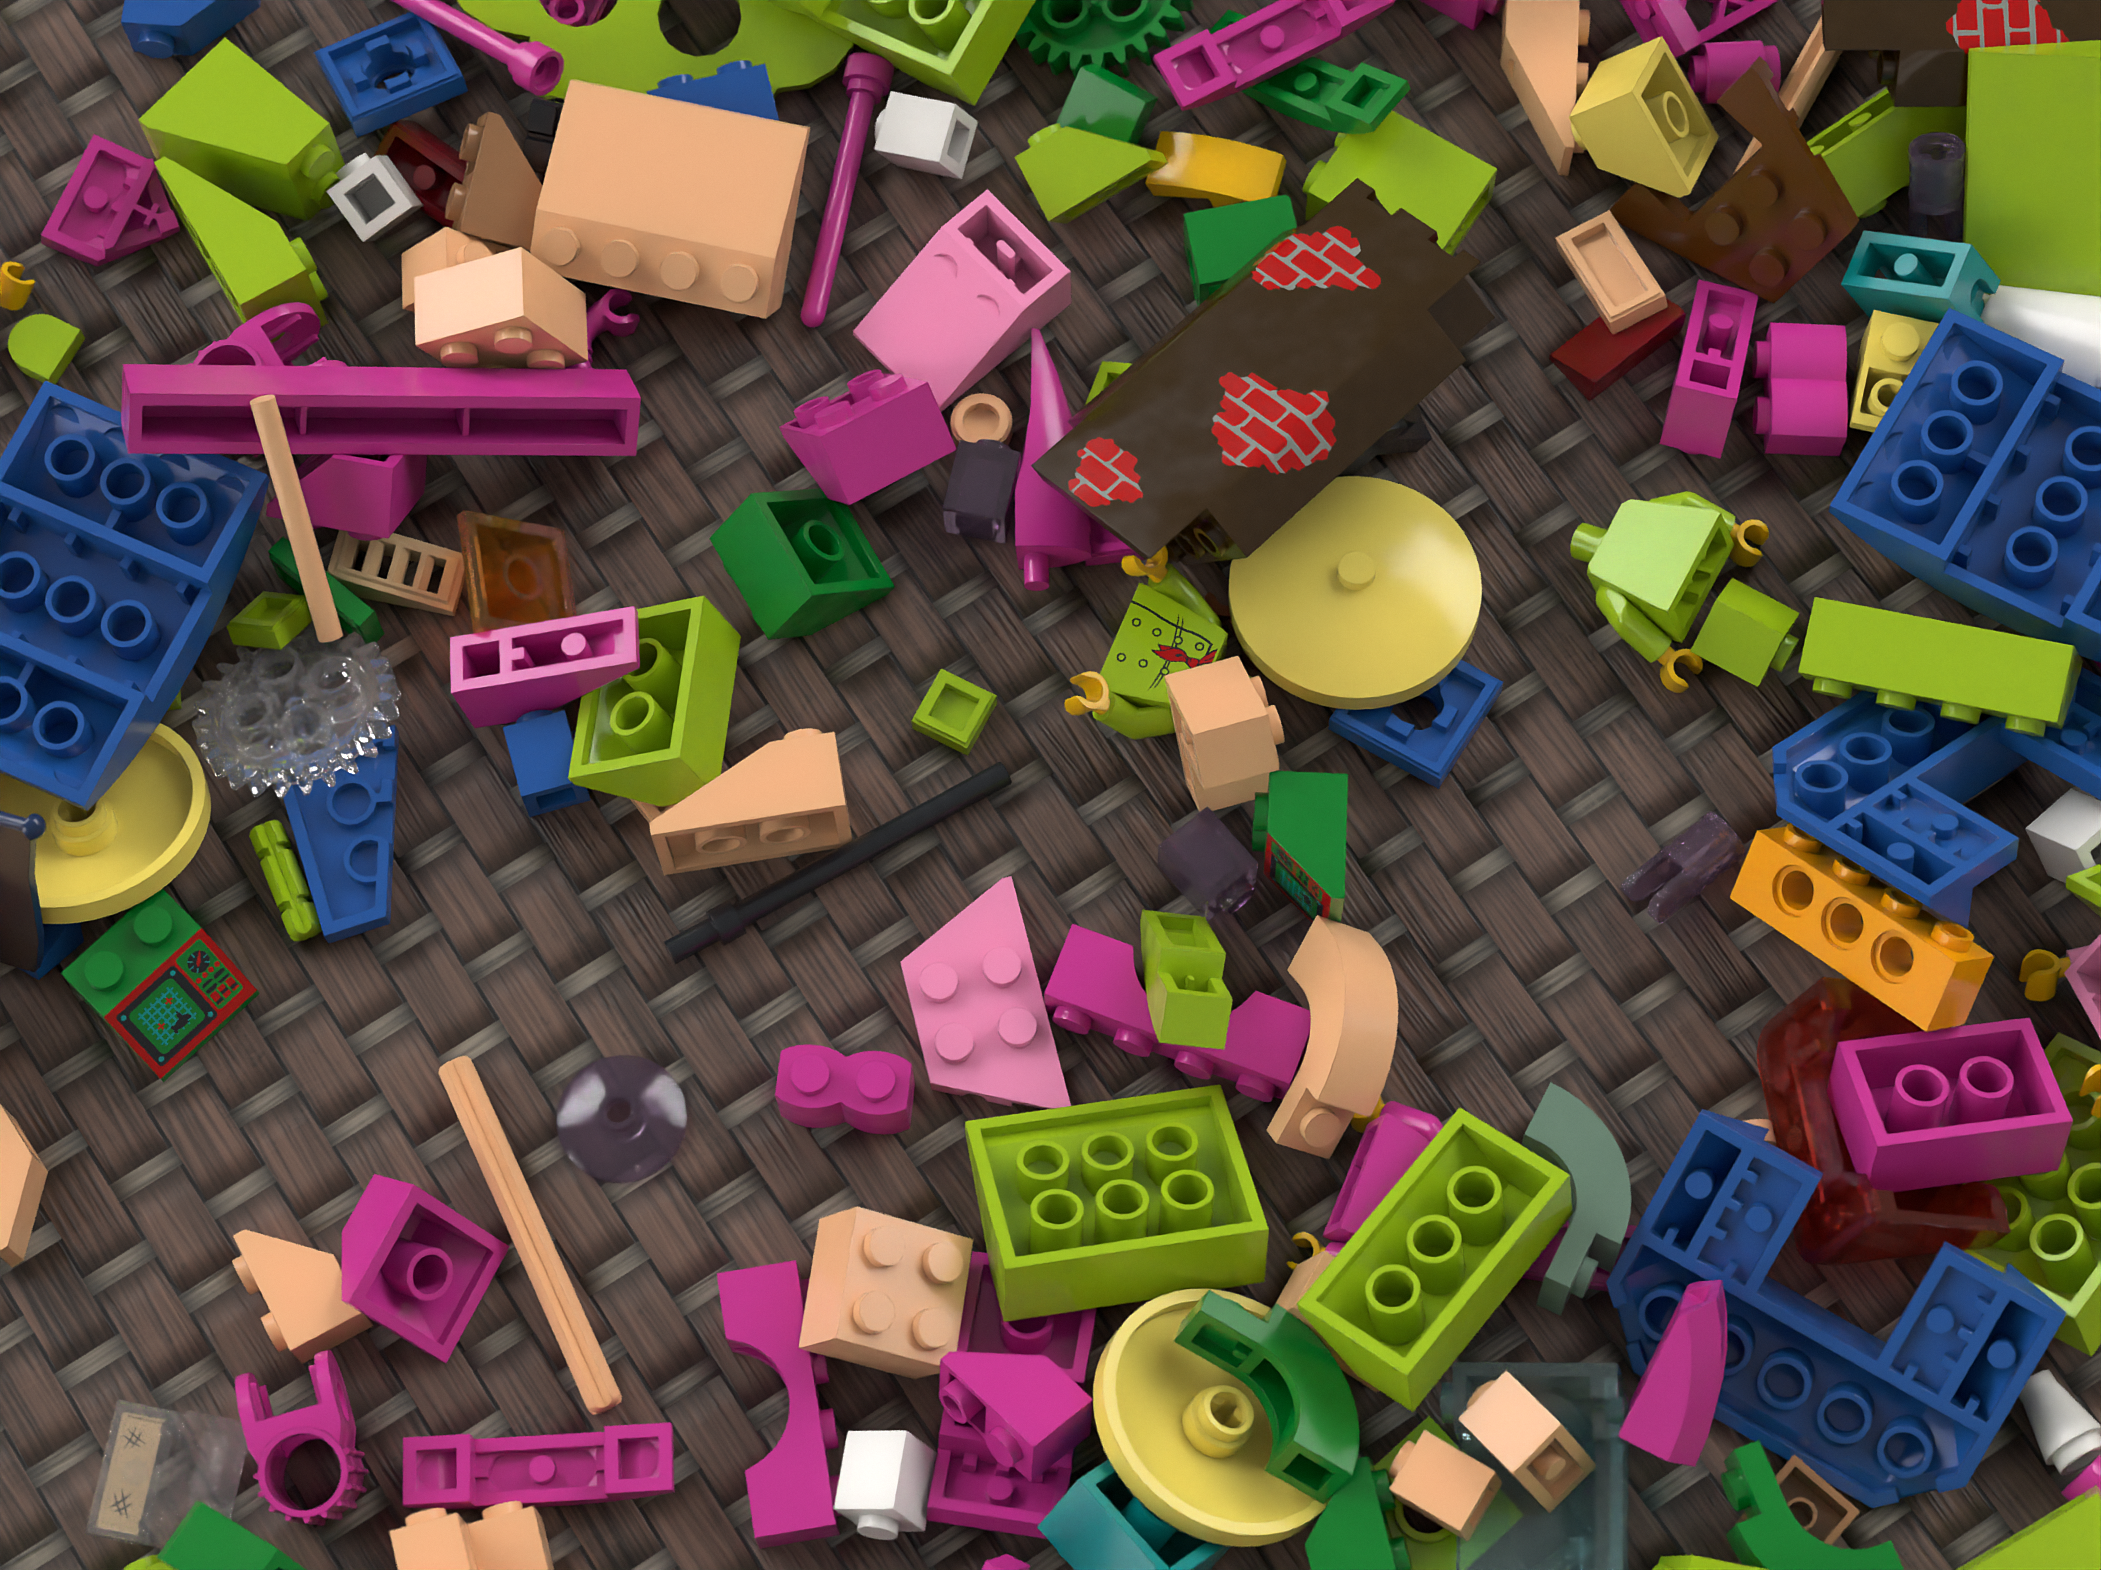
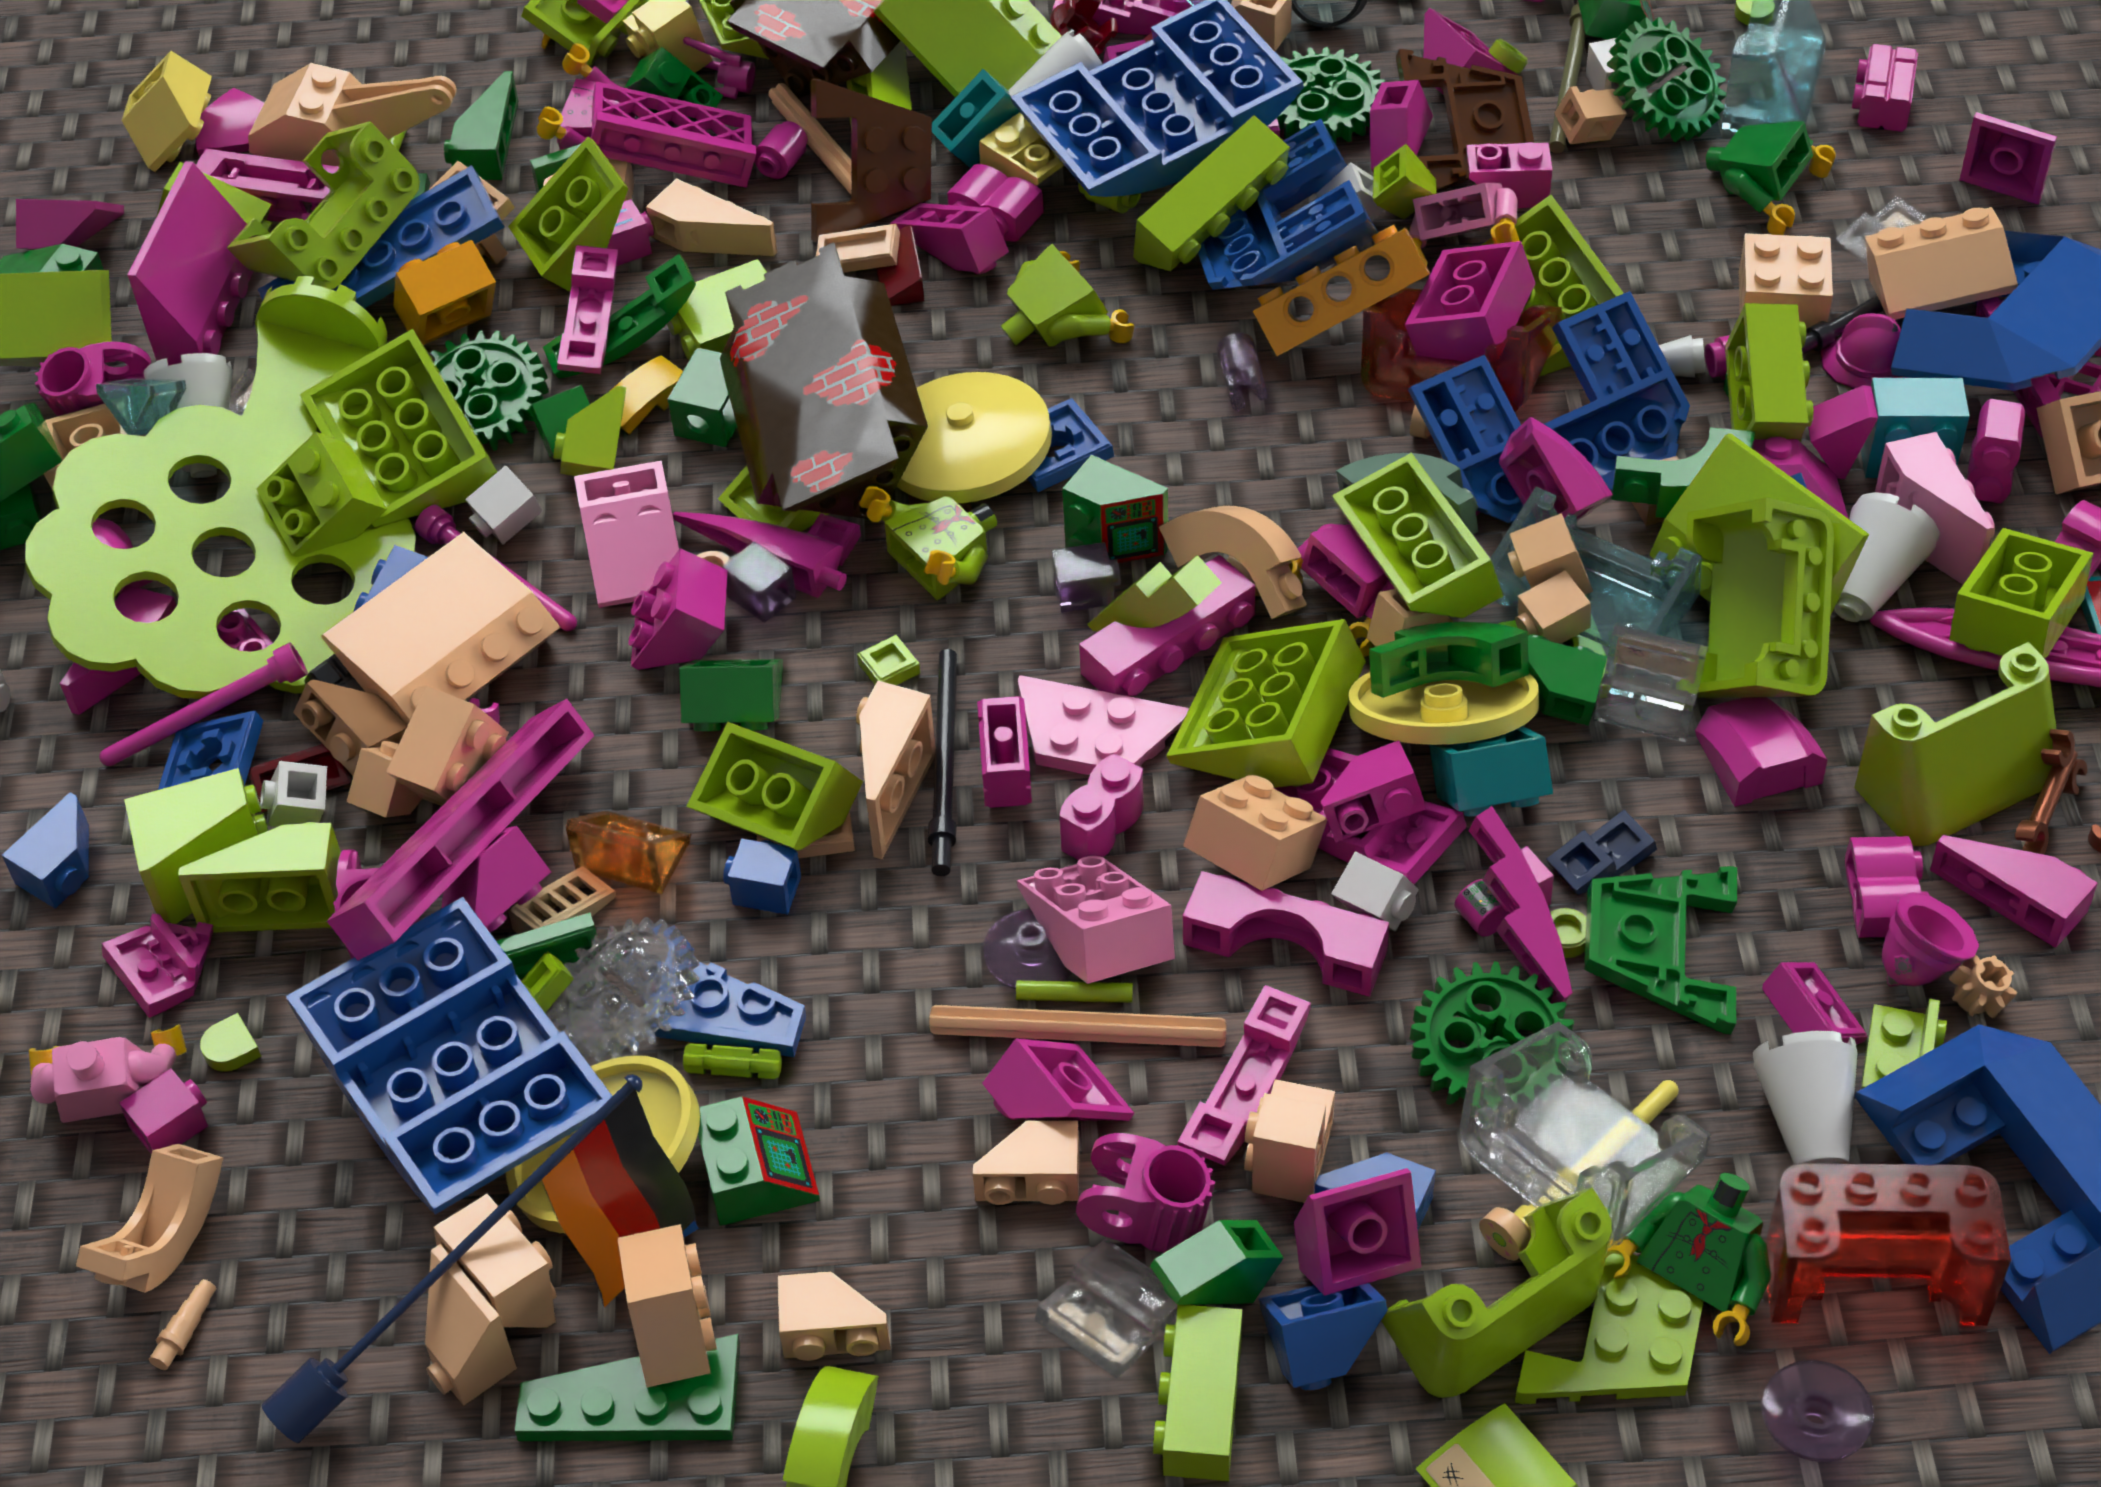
camera: 60 degrees left, 20 degrees down
(296, 518) = (505, 896): light nougat bar -> none
(541, 664) = (702, 835): dark pink slope -> none
(579, 1202) = (1074, 991): none -> lime piece
(681, 1171) = (1100, 918): none -> bright pink slope
(862, 929) = (1004, 752): none -> dark pink brick
(1224, 732) = (1016, 514): light nougat brick -> none
(1644, 120) = (778, 187): light yellow slope -> none
(1747, 633) = (1125, 281): lime brick -> none
(1936, 183) = (922, 87): hinge -> none

